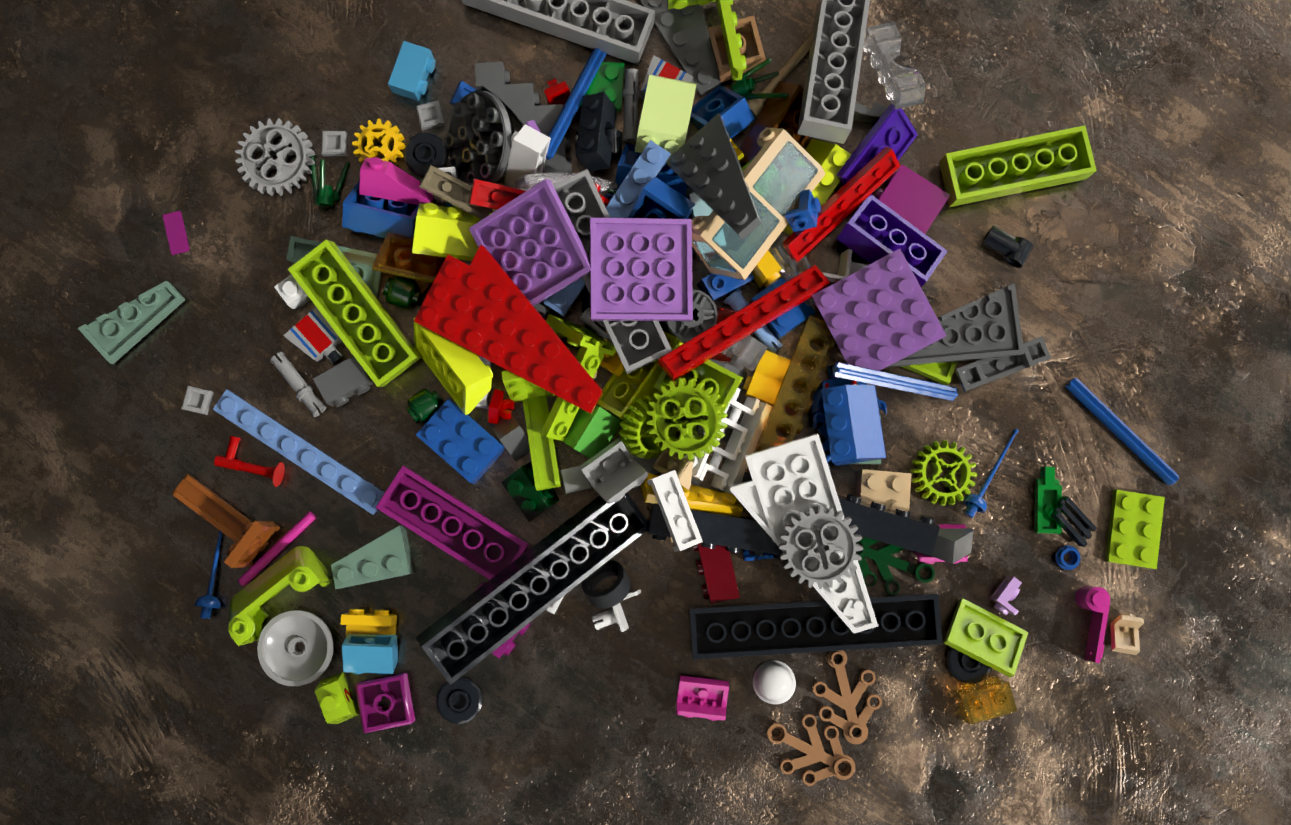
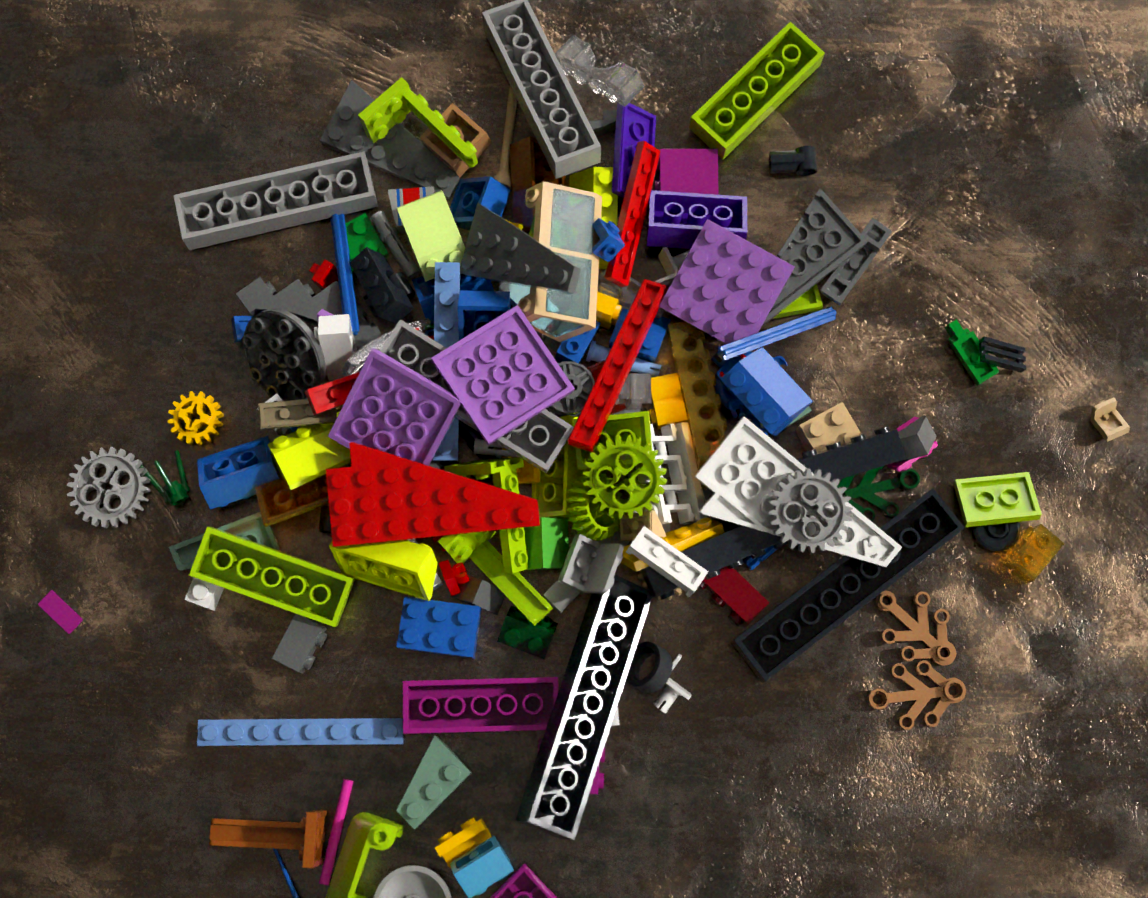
camera: 30 degrees left, 5 degrees down
(123, 328) = (71, 717): sand green wing -> none
(197, 400) = (177, 747): light grey tile -> none
(274, 473) = (291, 765): red piece -> none
(304, 392) = (271, 677): light grey pin -> none
(316, 338) = (250, 620): torso -> none
(334, 143) = (153, 442): light grey tile -> none
(389, 182) = (228, 443): dark pink slope -> none
(401, 291) = (299, 532): dark green head -> none
(411, 71) = (183, 335): dark azure brick -> none
(423, 405) = (385, 618): dark green head -> none
(424, 150) = (240, 400): black wheel -> none
(430, 115) = (223, 364): light grey tile -> none
(459, 701) = (586, 856): black wheel -> none
(702, 698) = (795, 711): dark pink bracket -> none
(747, 84) = (485, 165): dark green plant -> none
(774, 682) = (846, 657): white helmet -> none
(949, 479) = (877, 387): lime gear -> none
(976, 502) = (912, 391): blue sword -> none
(1006, 591) = (987, 451): lavender bracket -> none
(1074, 557) = (1024, 385): blue plate -> none
(1098, 601) = (1066, 408): dark pink door -> none
(1122, 431) = (991, 254): blue axle -> none
(1134, 529) = (1056, 328): lime plate -> none

